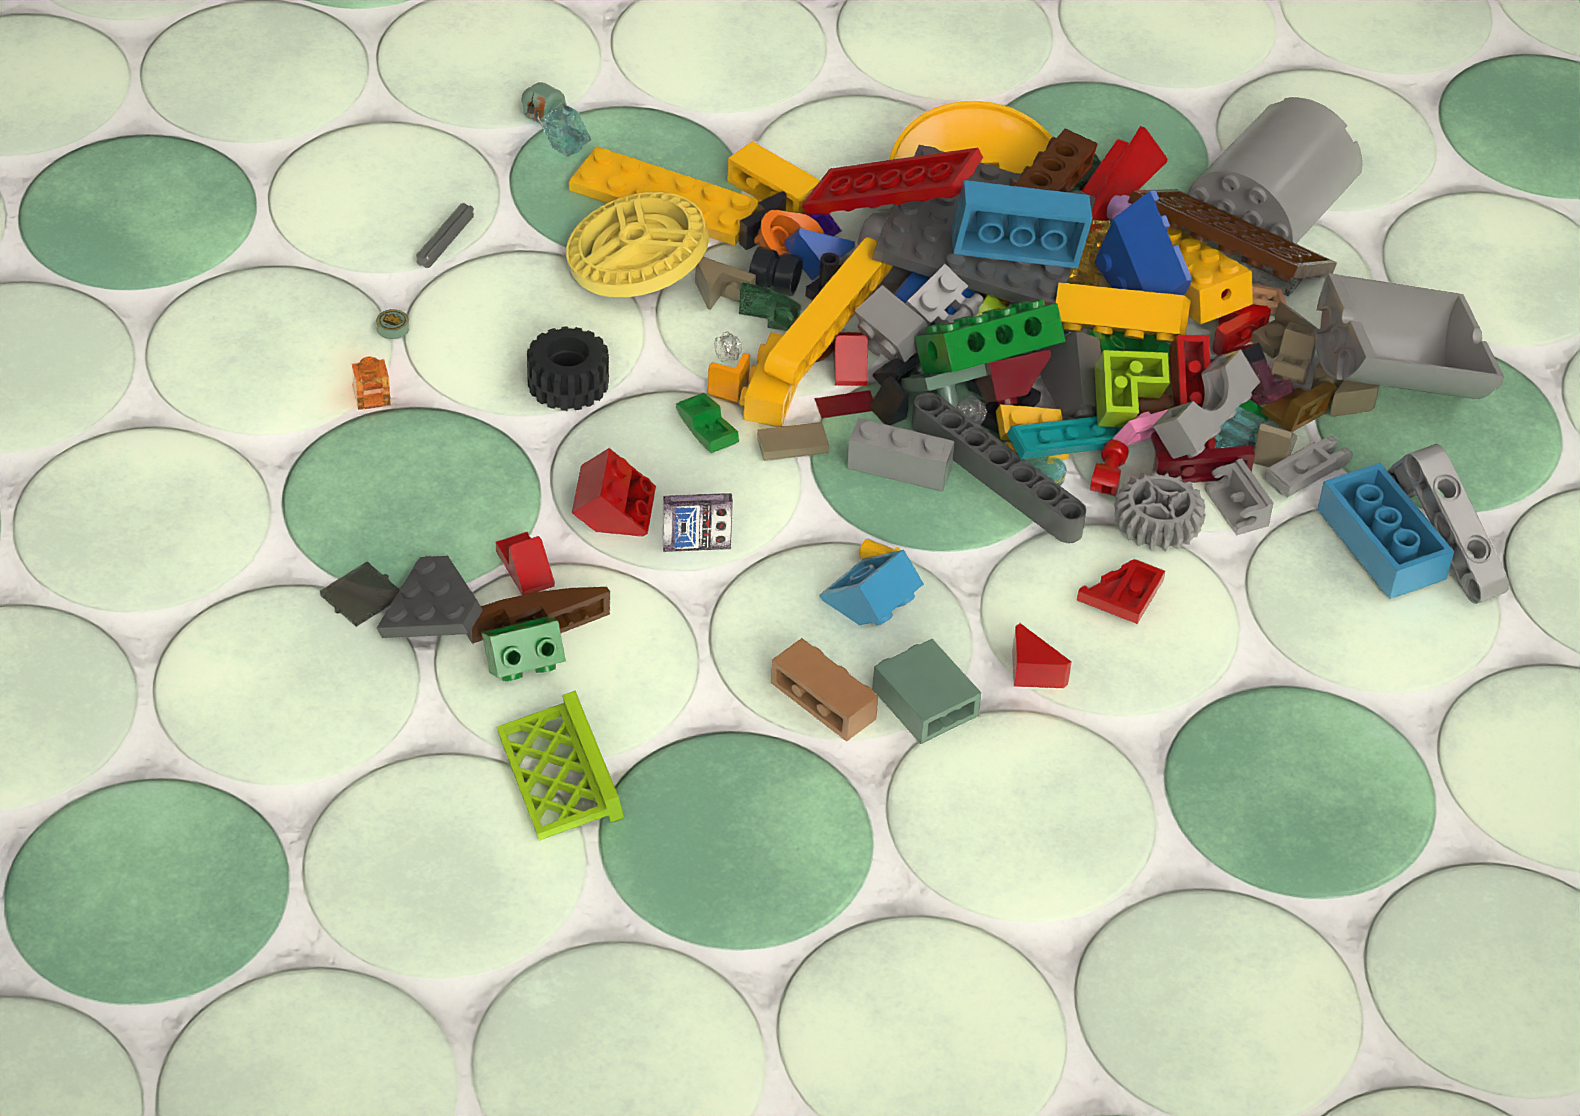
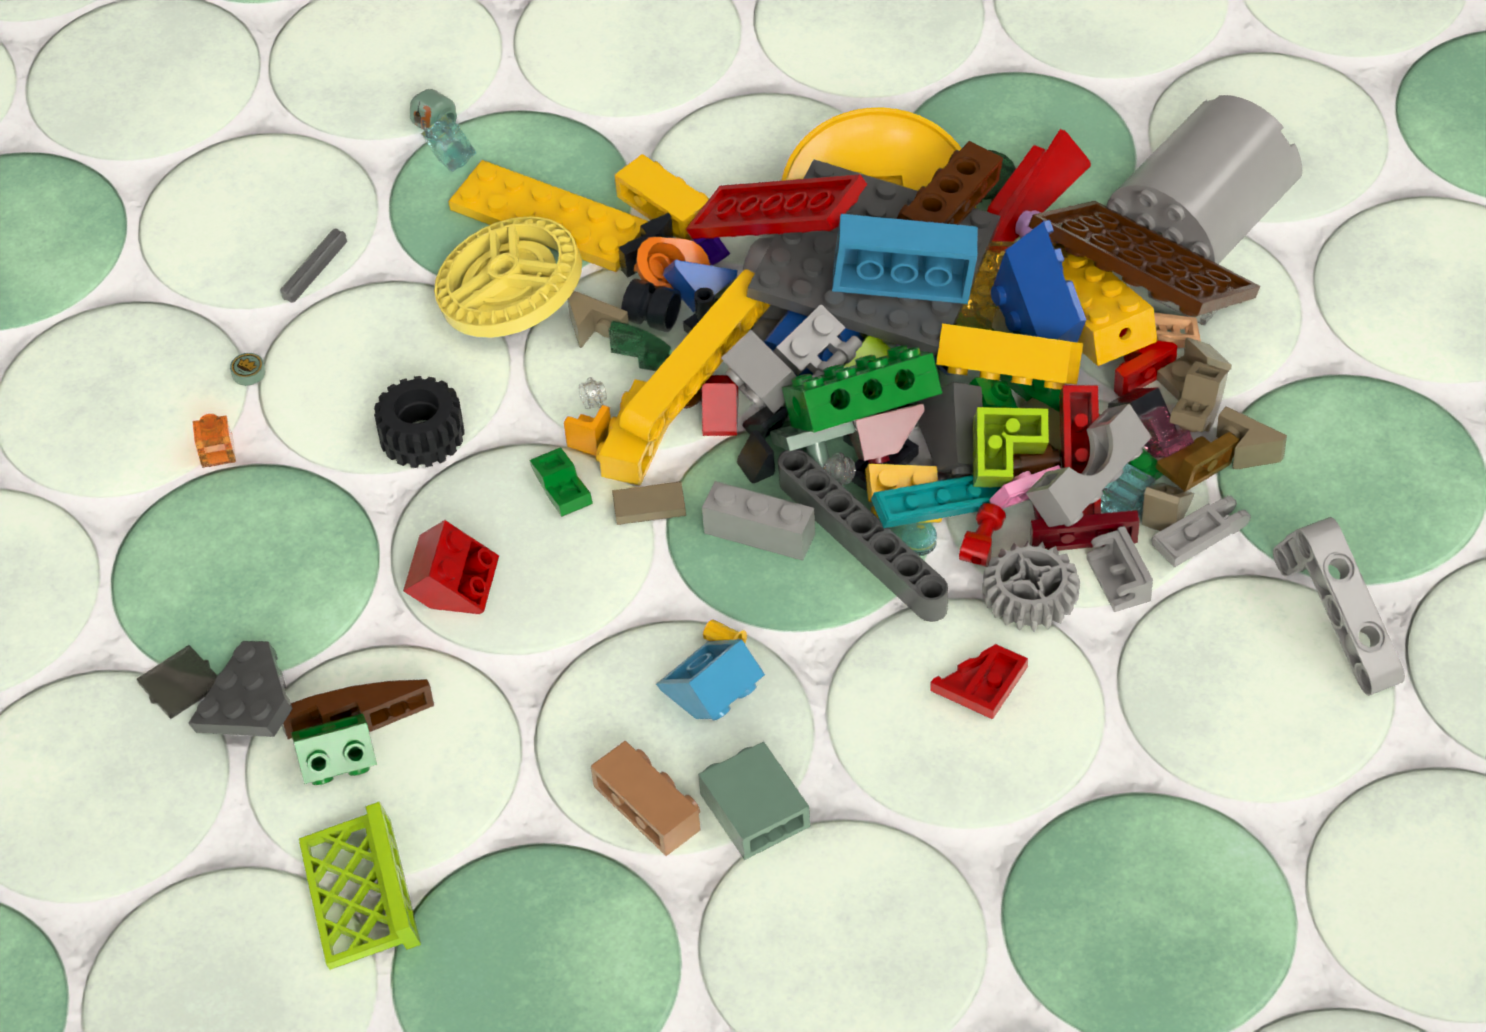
camera: 10 degrees right, 5 degrees up
(526, 562) = (351, 647): red slope -> none
(697, 522) = (530, 603): tile -> none
(844, 404) = (710, 457): dark red sticker -> none
(1037, 662) = (876, 767): red slope -> none
(1385, 530) = (1273, 611): dark azure brick -> none
(1403, 338) = (1314, 384): light grey cylinder -> none

